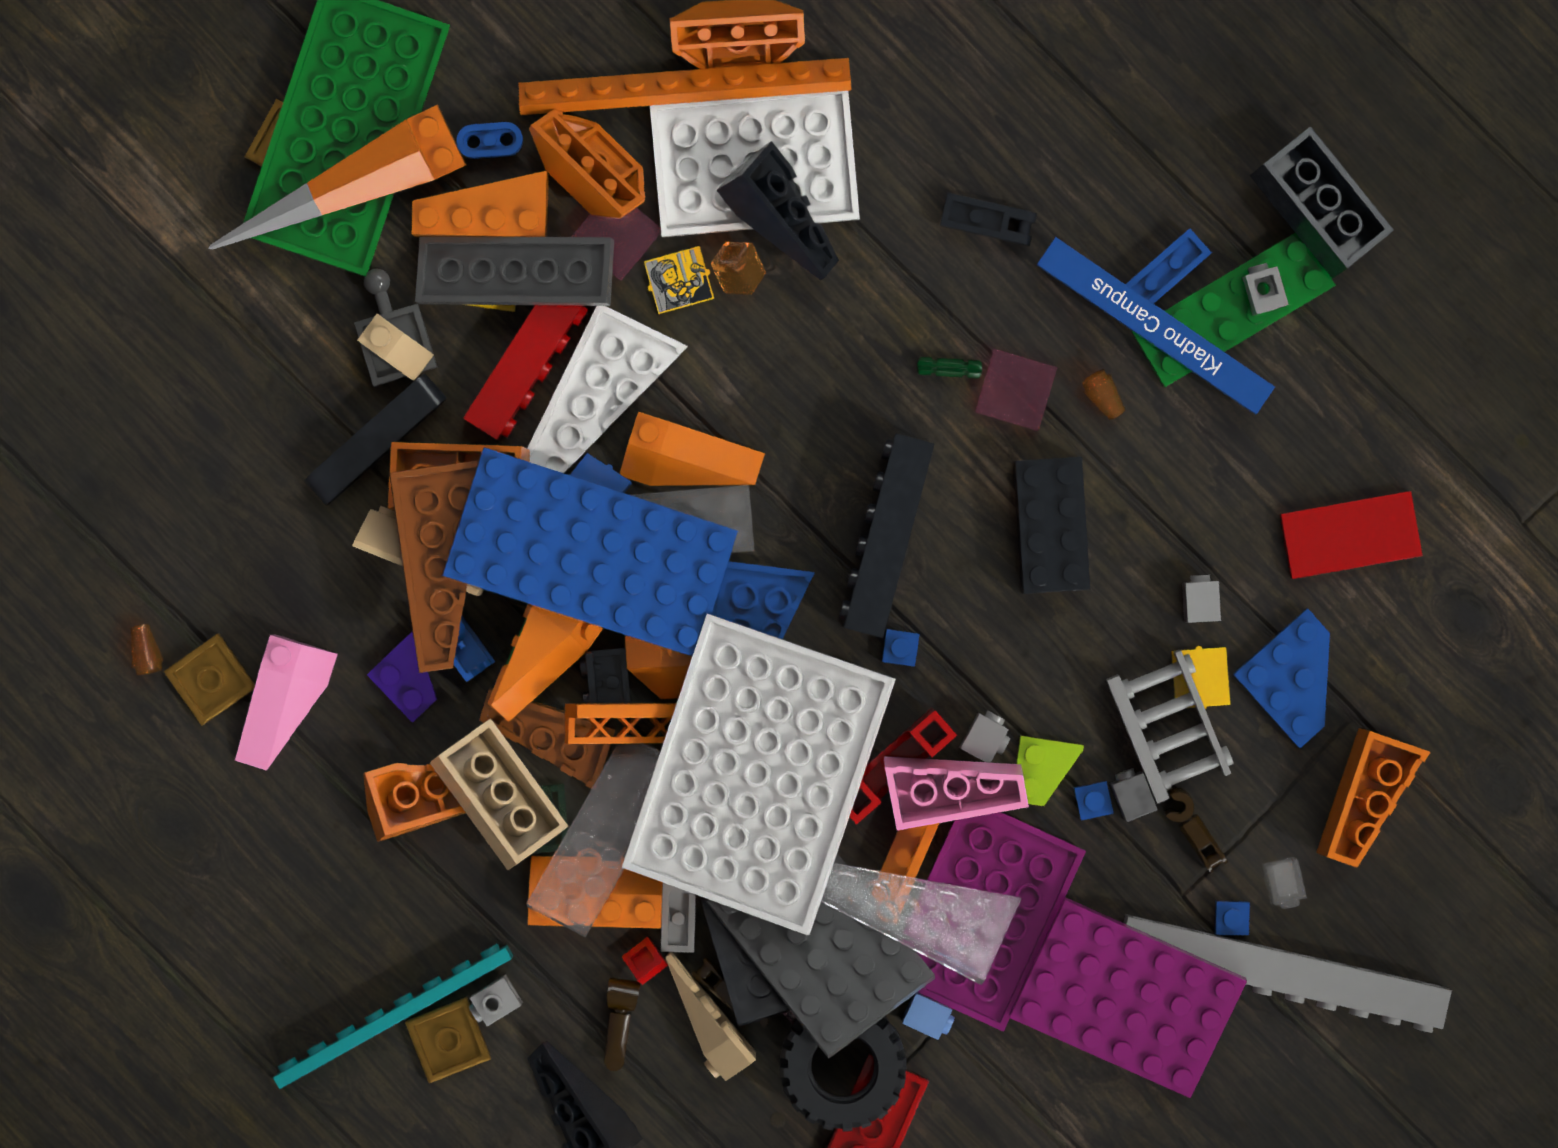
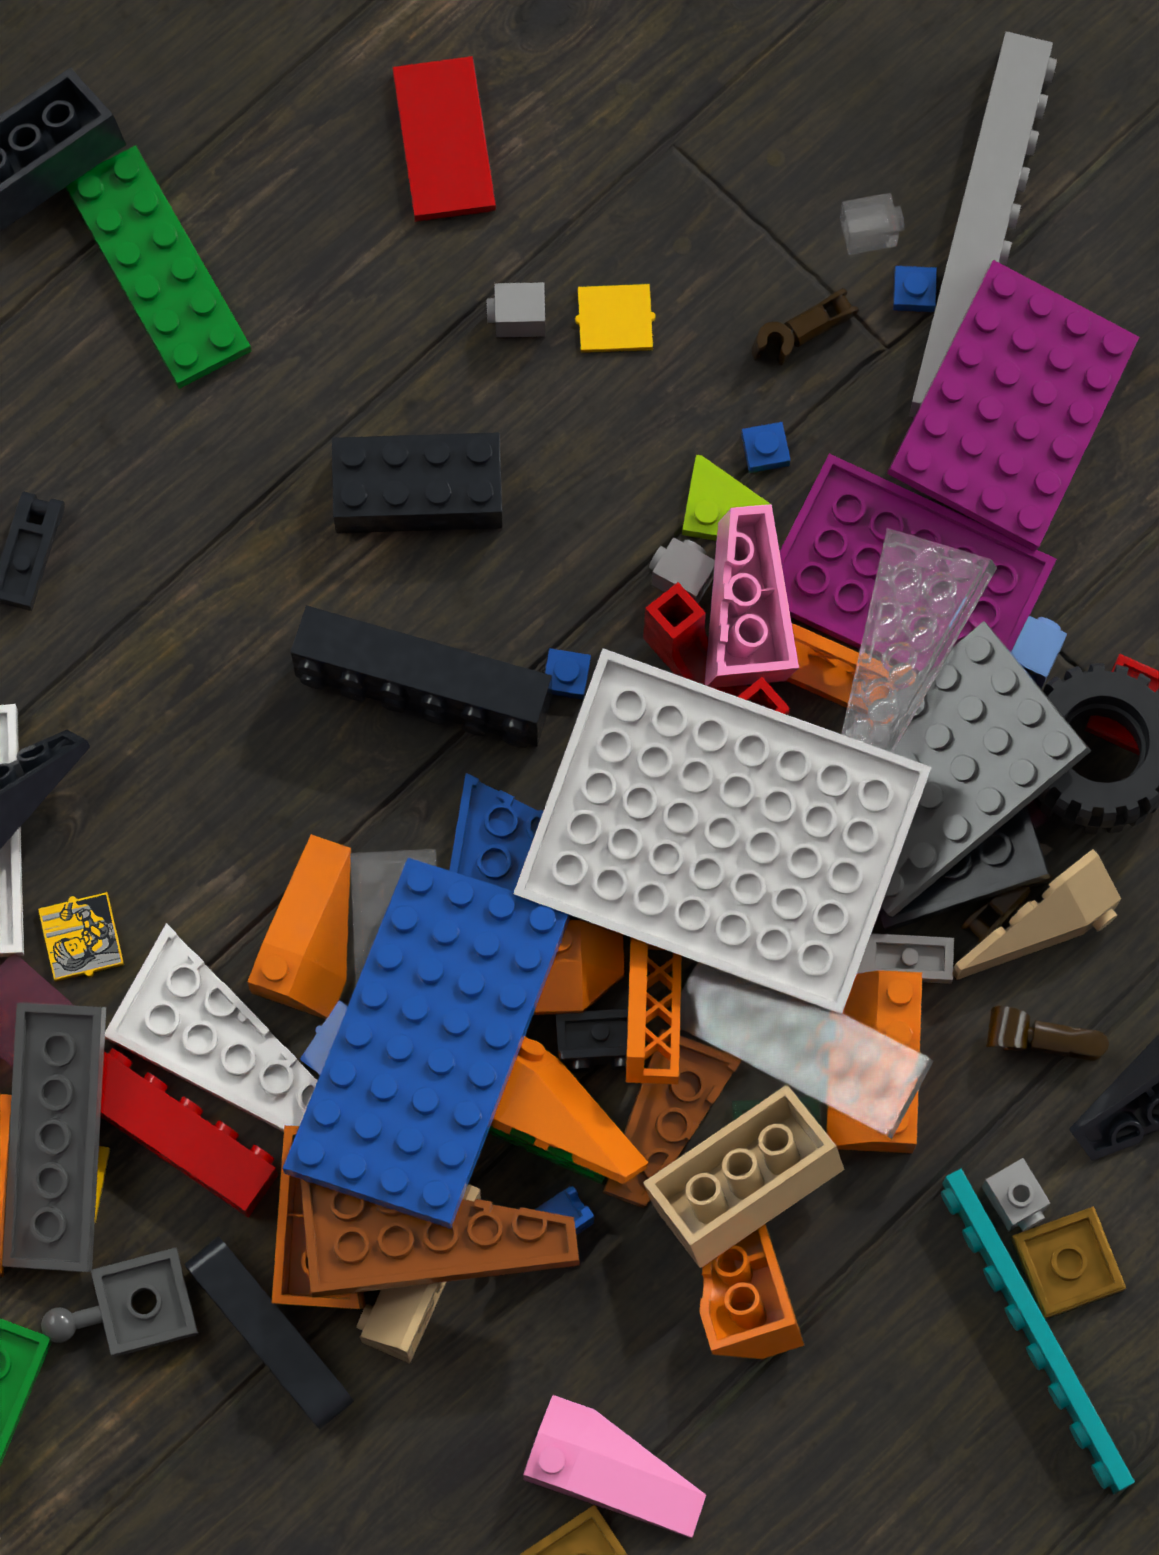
camera: 90 degrees left, 15 degrees down
(395, 347) = (145, 1296): tan slope -> none
(401, 682) = (587, 1304): dark purple wing -> none
(645, 960) = (964, 1001): red plate -> none
(738, 268) = (69, 858): clear orange panel -> none
(949, 367) = (212, 603): dark green axle -> none
(1015, 389) = (245, 525): clear pink tile -> none
(1103, 393) = (254, 418): clear orange cone -> none
(1133, 794) = (759, 396): flat silver brick -> none
(1149, 751) = (667, 391): light grey fence -> none
(1155, 326) = (171, 351): blue tile -> none
(1169, 267) = (108, 344): blue plate -> none
(1276, 294) = (134, 205): light grey brick -> none
(1291, 677) = (617, 211): blue plate -> none
(1367, 794) = (763, 123): orange wedge -> none

